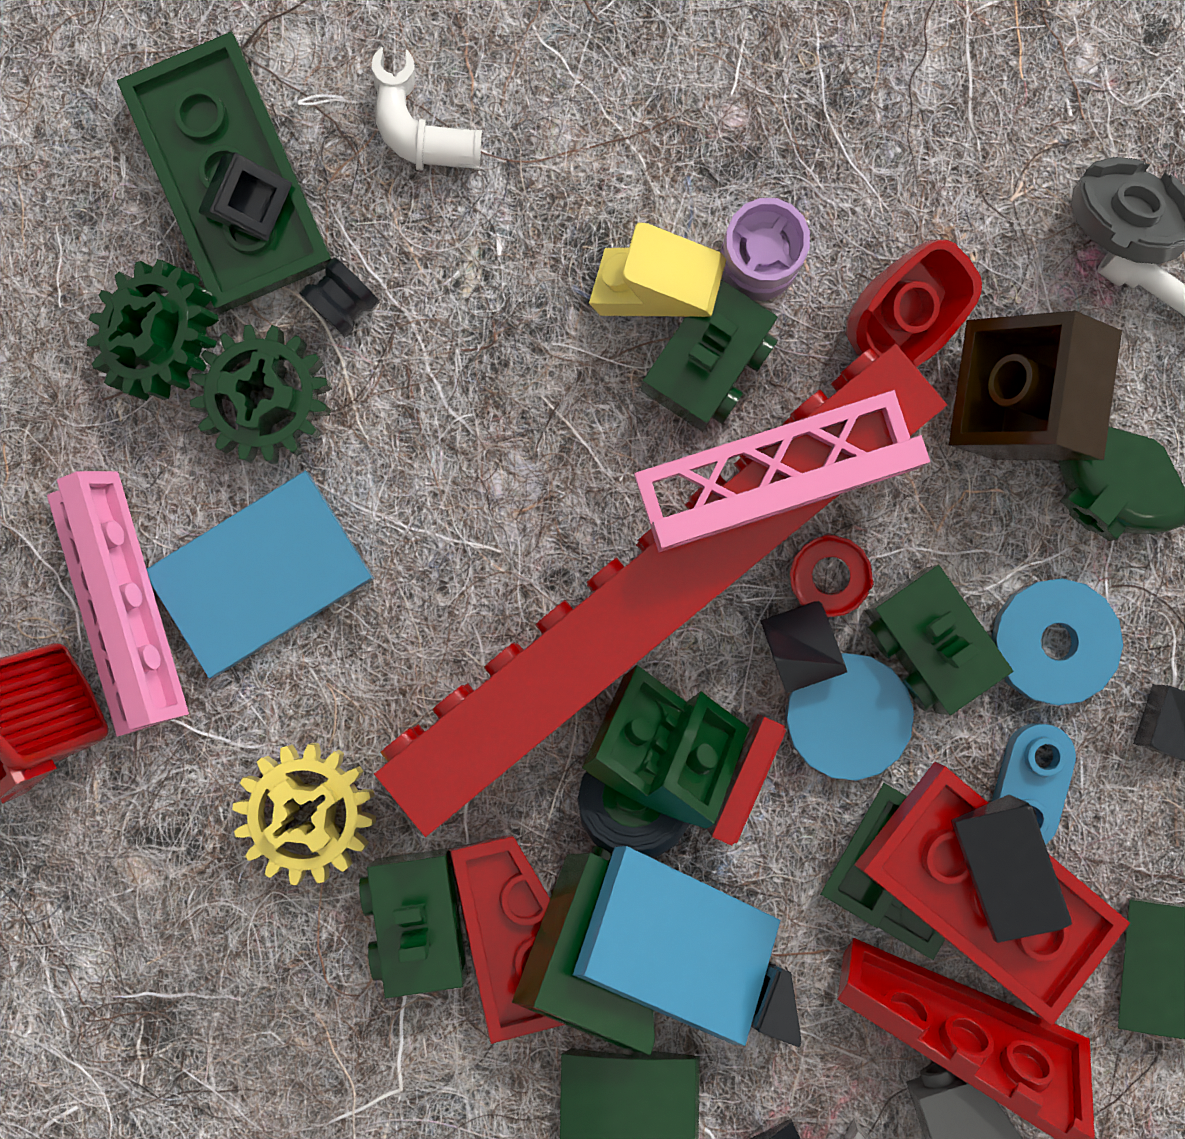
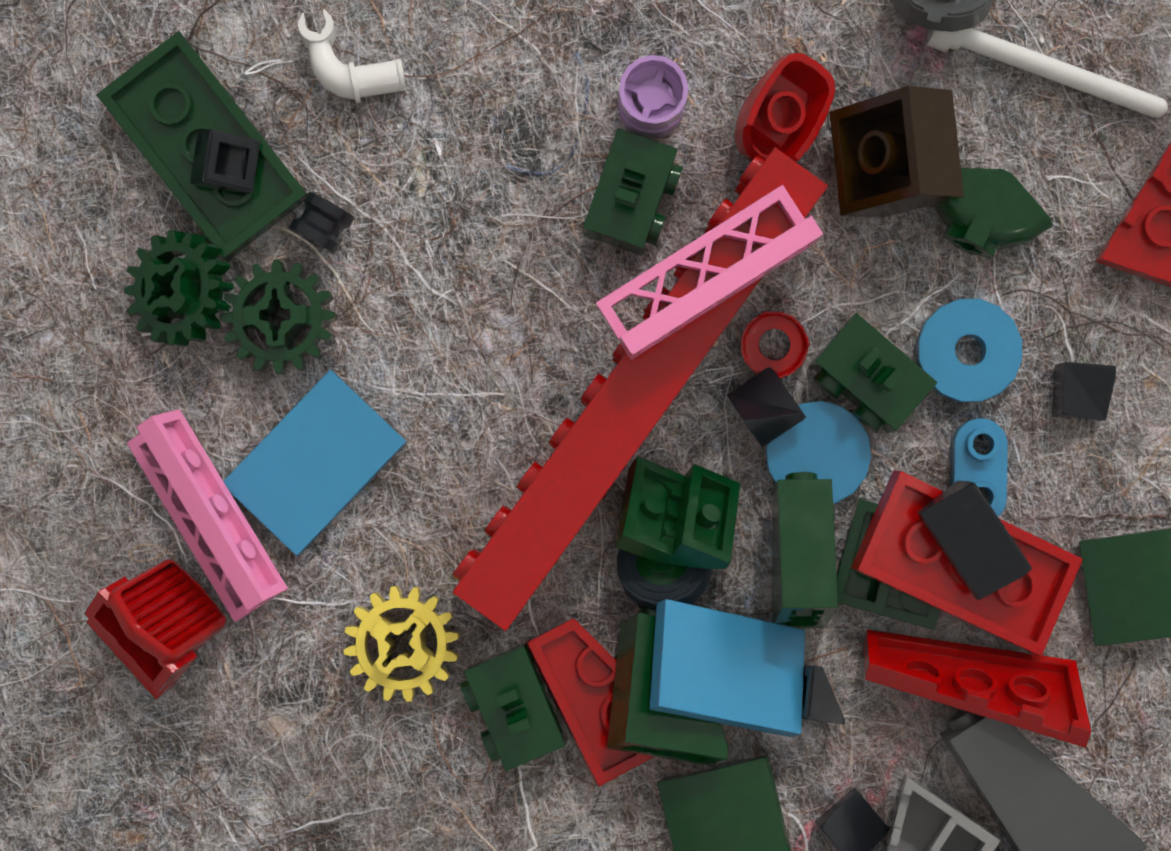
camera: 10 degrees left, 0 degrees up
(658, 276) = (573, 141): light yellow slope -> none
(747, 779) = (748, 524): red tile -> none
(804, 830) = (803, 552): none -> dark green slope

